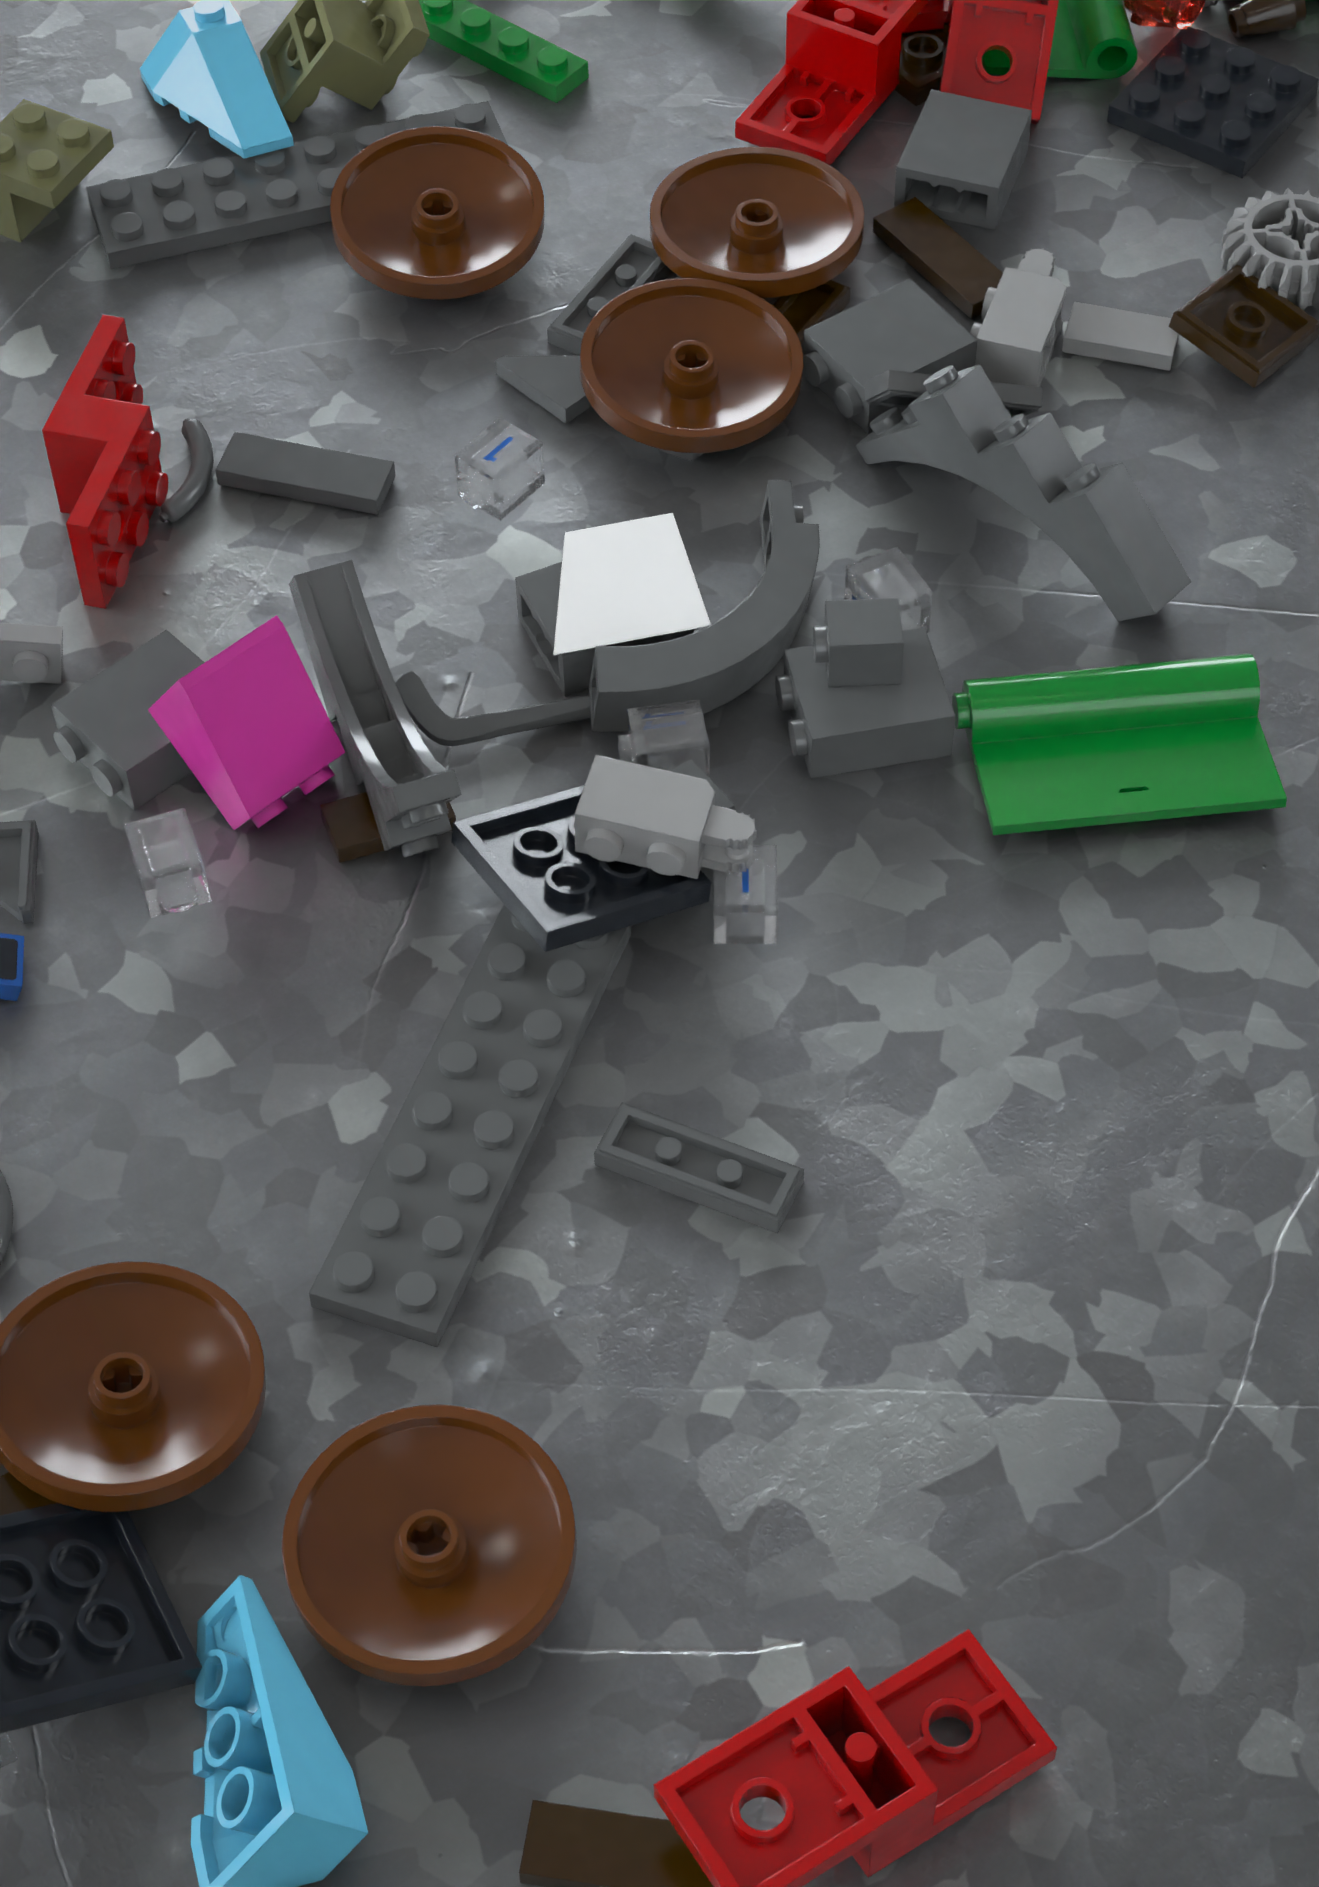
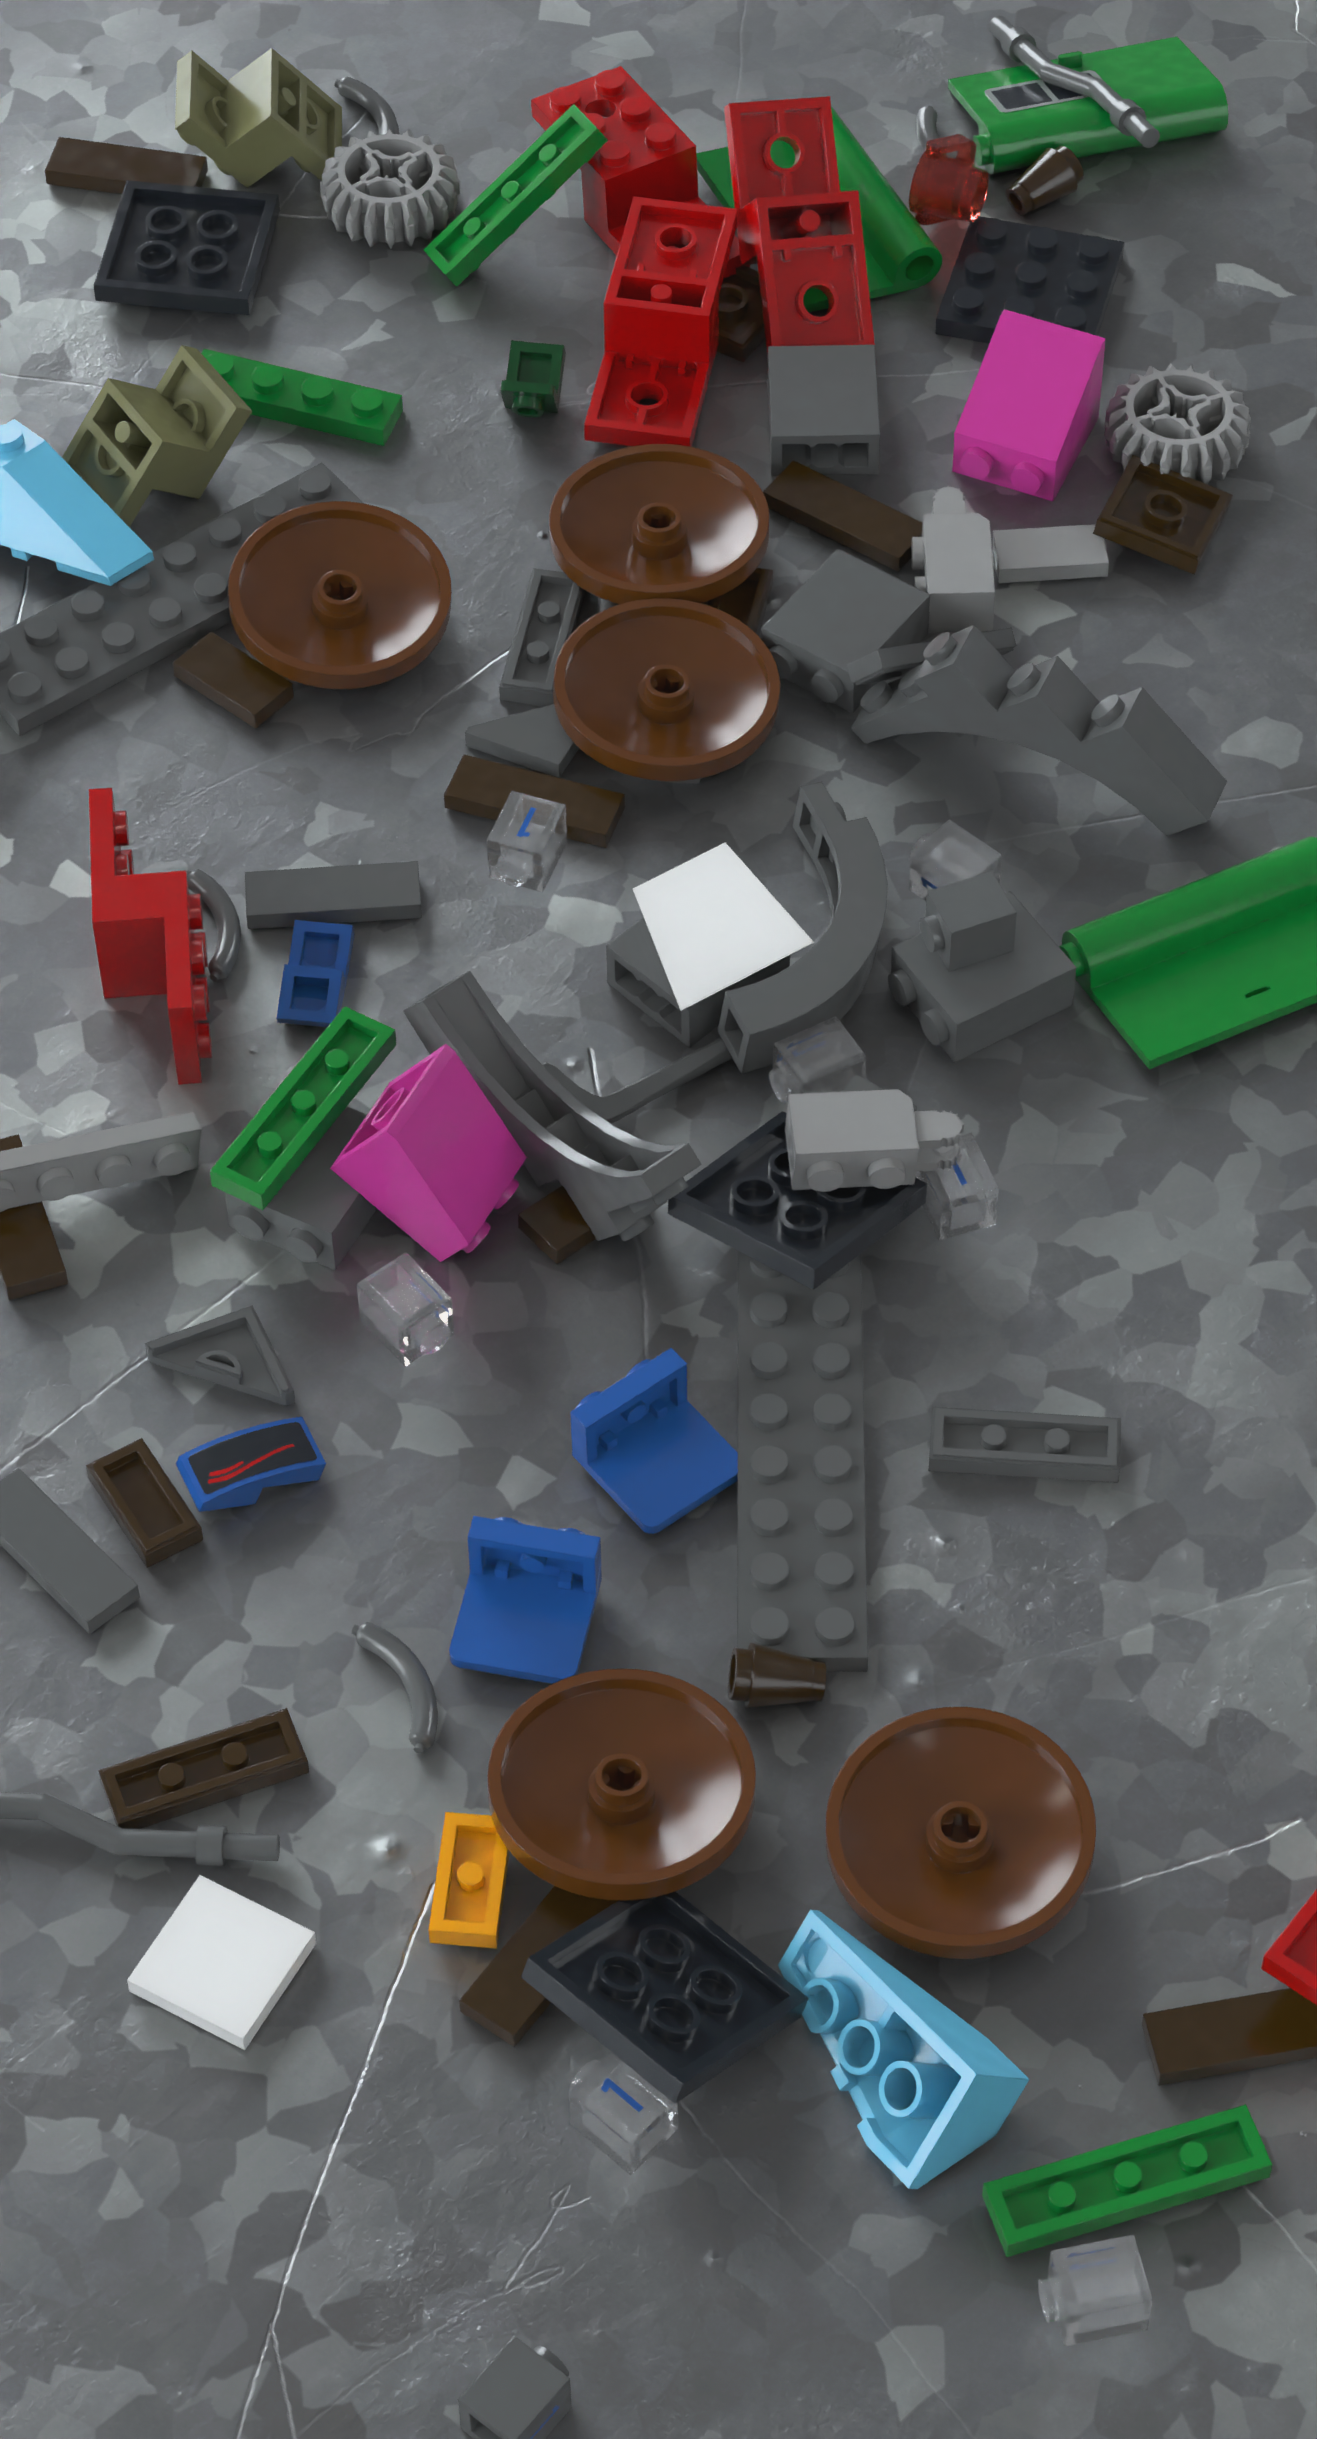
camera: 20 degrees left, 0 degrees up
(135, 1175) = (526, 1600): none -> blue bracket
(152, 648) = (303, 1108): none -> green plate
(257, 537) = (315, 973): none -> blue slope
(316, 266) = (233, 679): none -> dark brown tile
(330, 1057) = (652, 1444): none -> blue bracket
(333, 1324) = (773, 1677): none -> dark brown cone
(568, 455) = (484, 786): none -> dark brown tile
(711, 73) = (533, 378): none -> dark green bracket
(1156, 197) = (1030, 406): none -> dark pink slope

